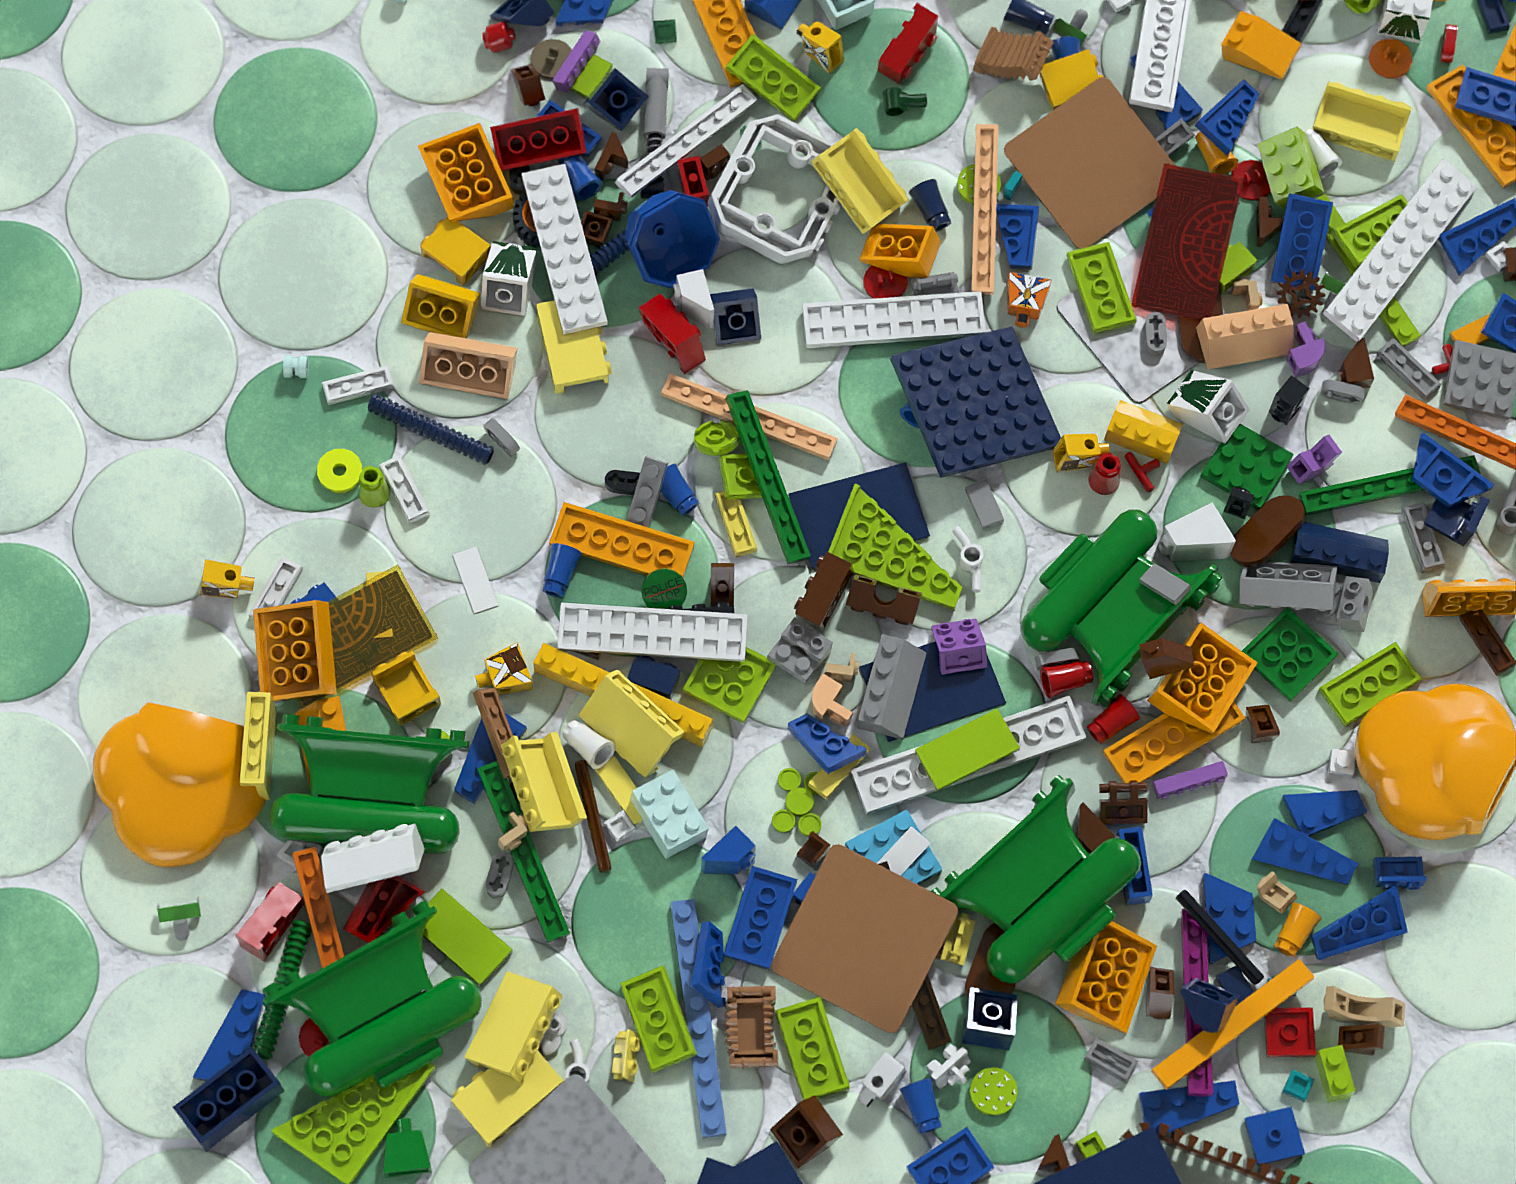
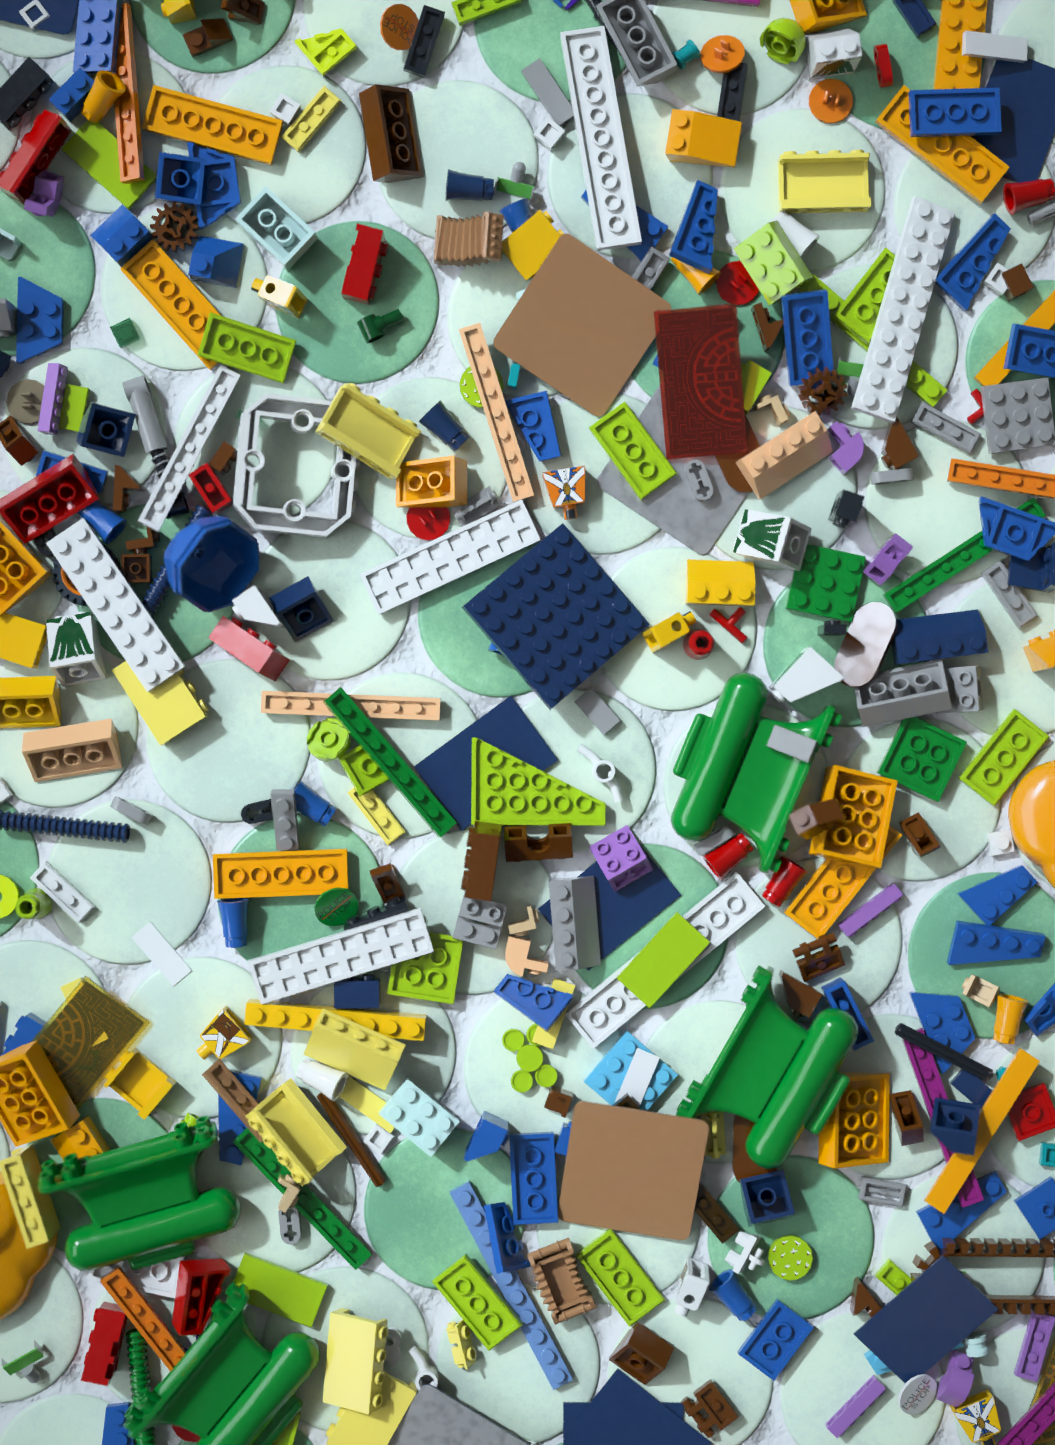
camera: 20 degrees left, 20 degrees up
(372, 857) = (172, 1269): white slope -> none

